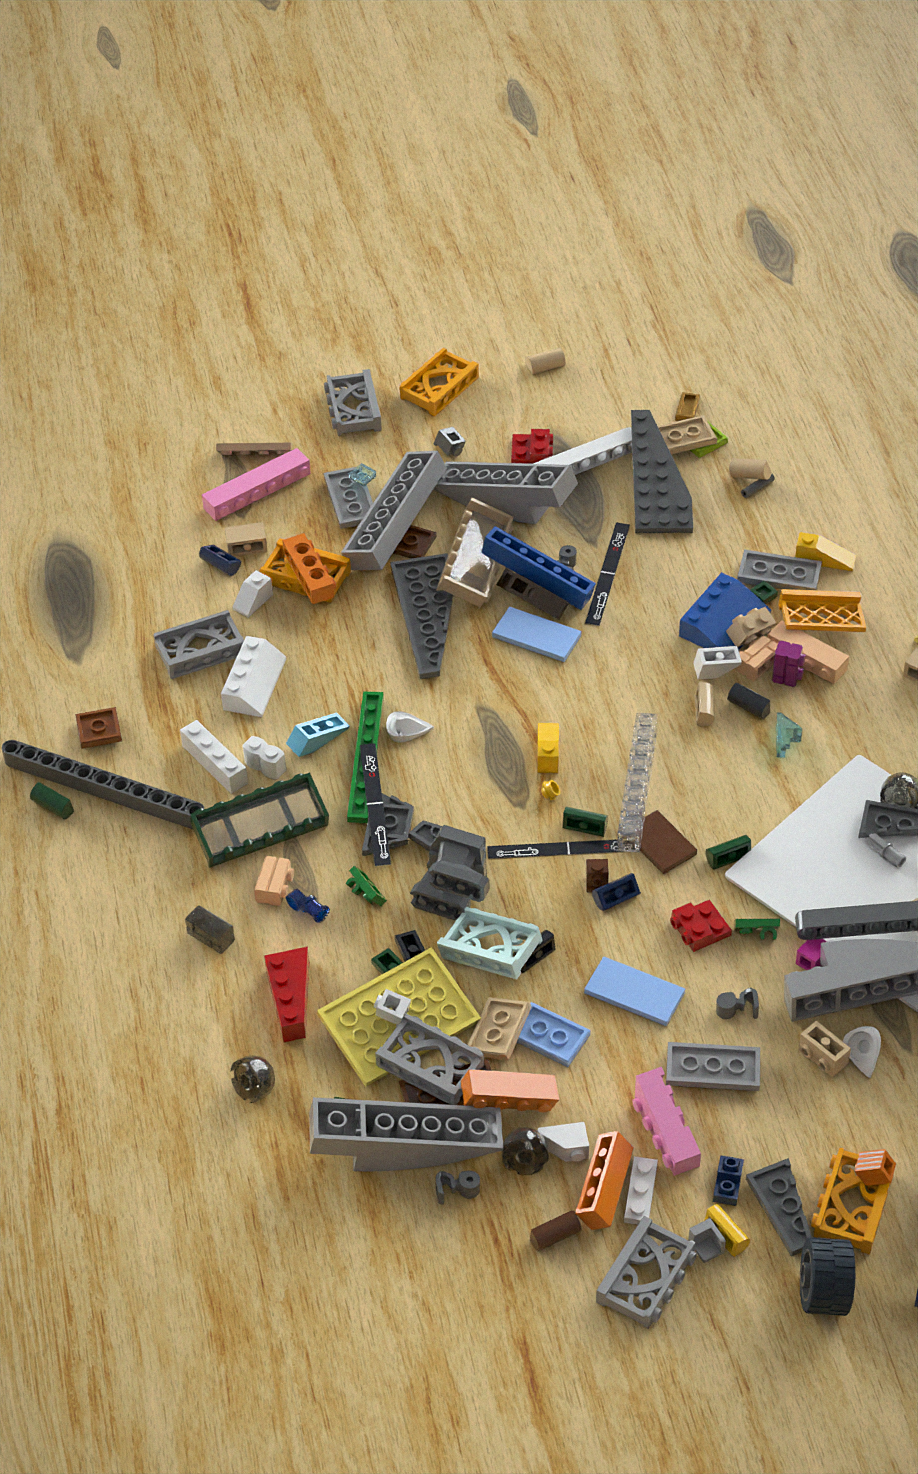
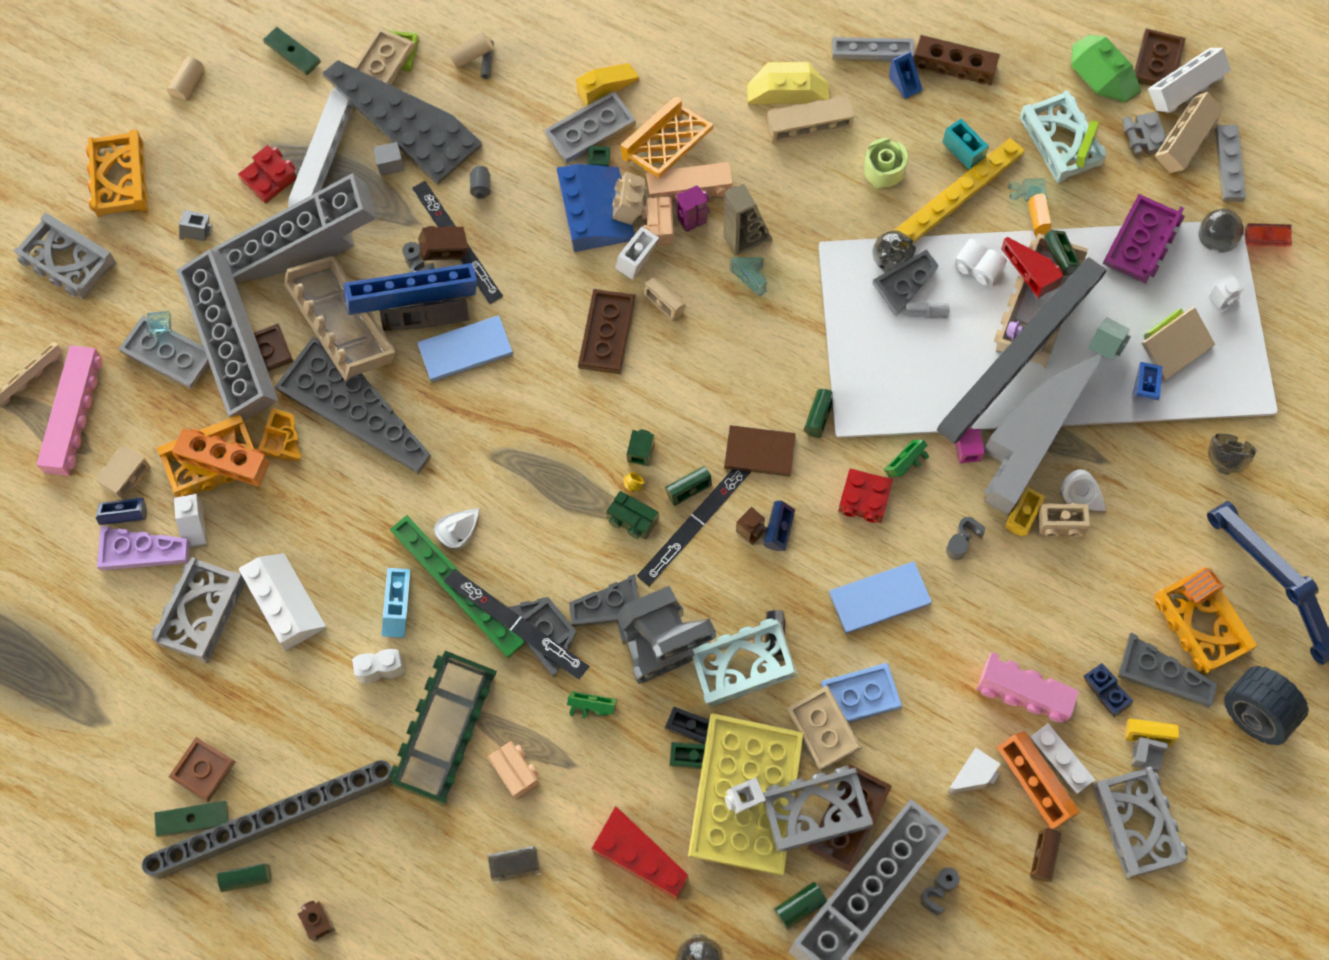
camera: 45 degrees left, 20 degrees up
(58, 744) = (178, 820): none -> dark green tile
(61, 854) = (321, 926): none -> reddish brown brick
(202, 584) = (130, 549): none -> lavender wing
(214, 756) = (335, 704): white brick -> none
(309, 904) = (568, 762): clear blue connector -> none
(360, 593) = (280, 436): none -> light orange slope
(509, 1090) = (901, 777): brick -> none
(525, 807) = (632, 515): none -> dark green brick
(525, 1151) = (958, 811): clear smoke cylinder -> none
(548, 748) = (588, 443): yellow slope -> none
(579, 774) = (640, 447): none -> dark green brick
(592, 561) = (443, 243): none -> reddish brown brick
(619, 492) = (388, 158): none -> light grey panel
(631, 390) = (292, 50): none -> dark green tile
(637, 783) = (695, 416): clear brick -> none
(643, 695) = (606, 331): none -> reddish brown tile
(663, 548) = (480, 182): none -> dark grey brick
(687, 406) = (352, 29): pearl gold tile -> none
(713, 1066) = (1001, 607): light grey plate -> none
(749, 700) = (694, 265): black brick -> none
(794, 1024) = (1024, 512): none -> yellow brick
(812, 692) = (742, 221): none -> dark tan wedge

